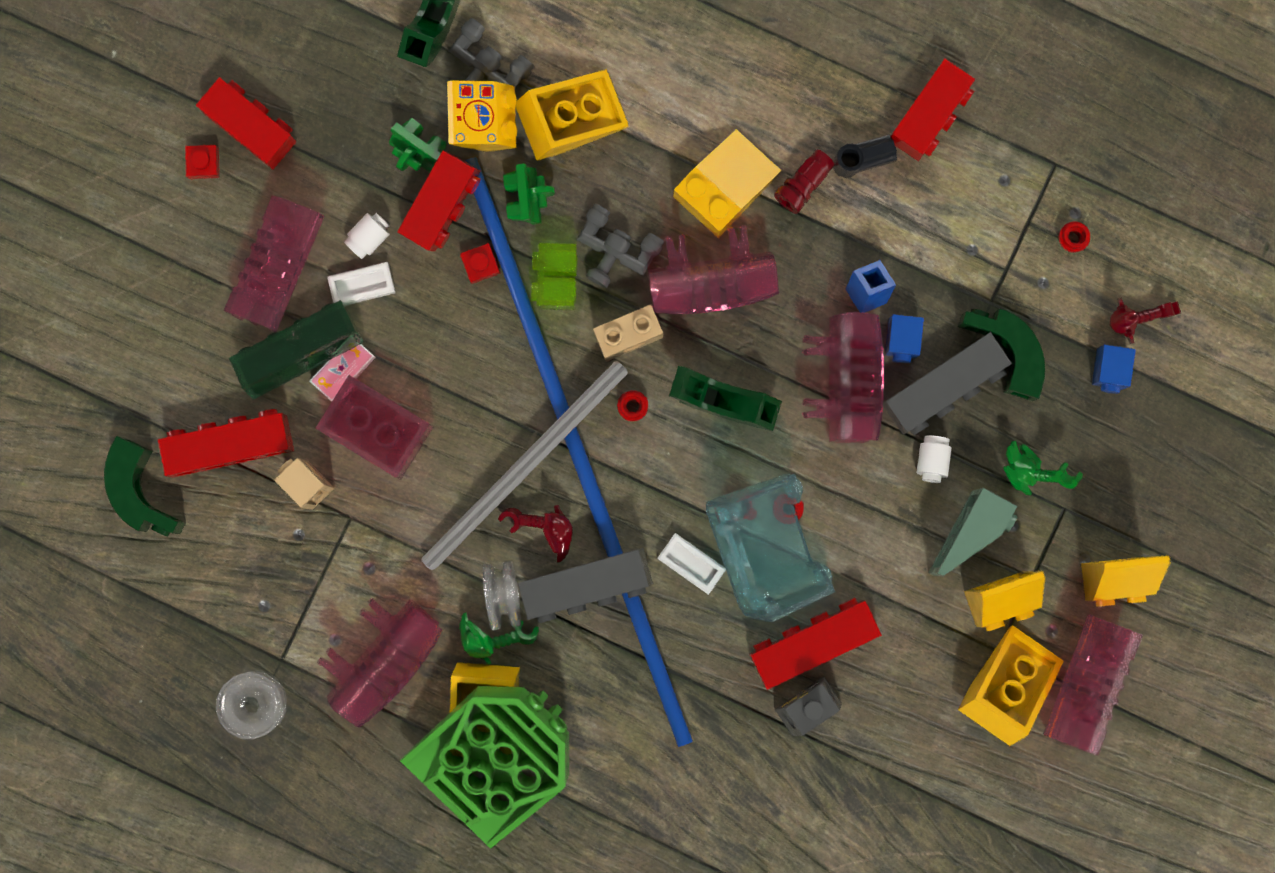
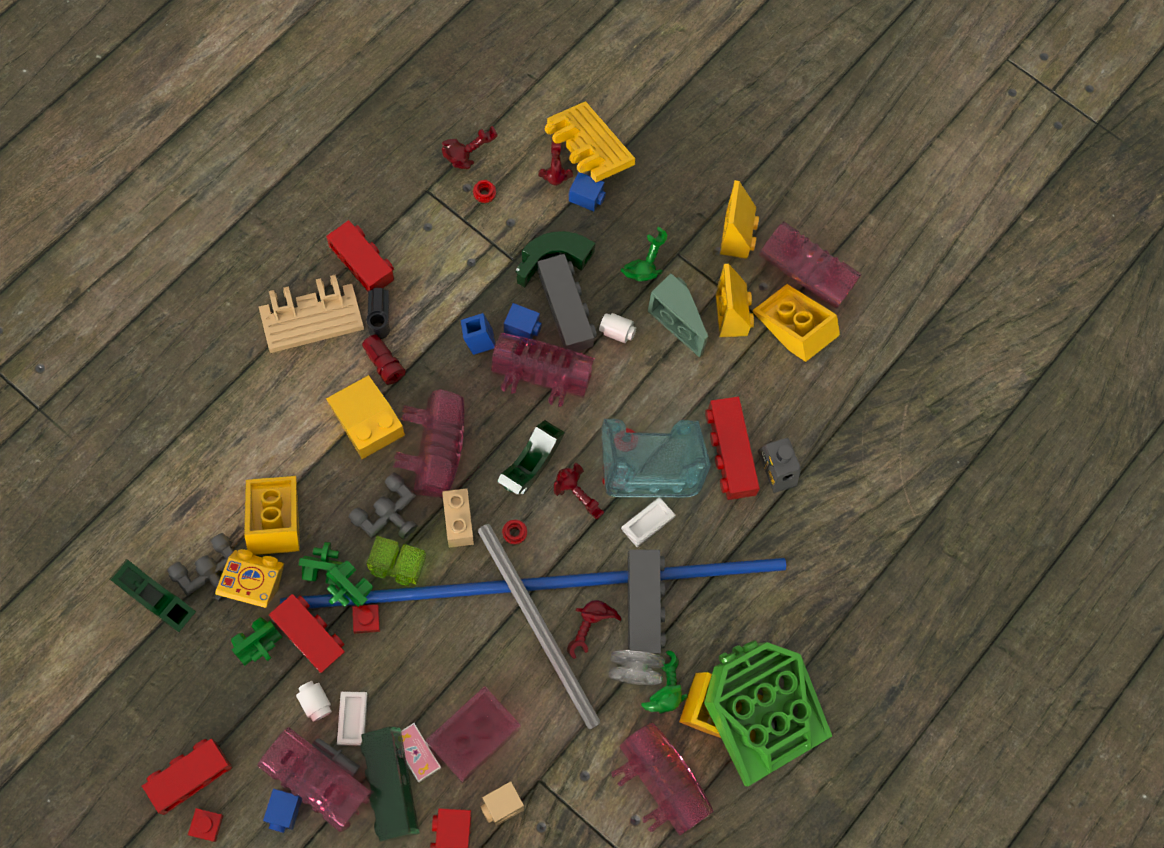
camera: 85 degrees left, 15 degrees down
(234, 239) = (282, 810): none -> blue brick
(310, 279) = (337, 757): none -> dark grey axle
(500, 242) = (339, 576): none -> green hips
(713, 452) = (567, 480): none -> dark red piece
(834, 78) = (311, 319): none -> tan hinge
(1119, 188) = (459, 154): none -> dark red piece
(1186, 353) = (589, 142): none -> yellow hinge

